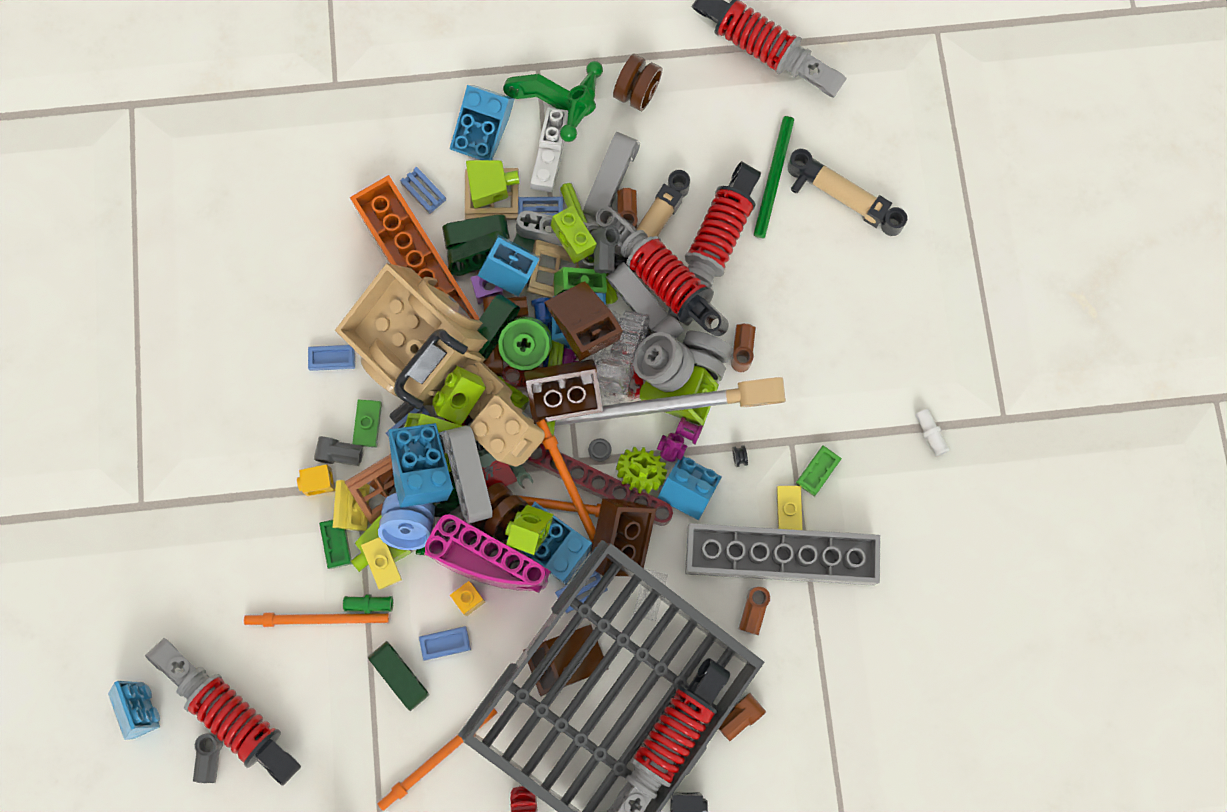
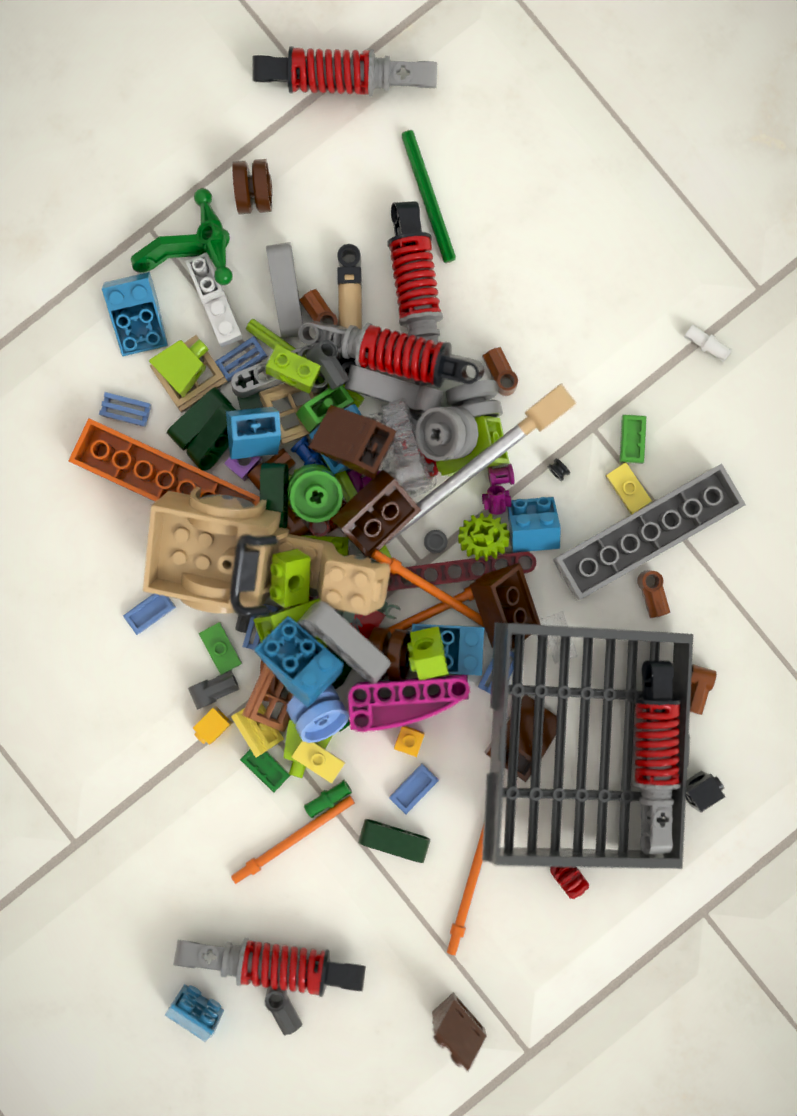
camera: 30 degrees left, 10 degrees up
(874, 209) = (497, 170): piece -> none

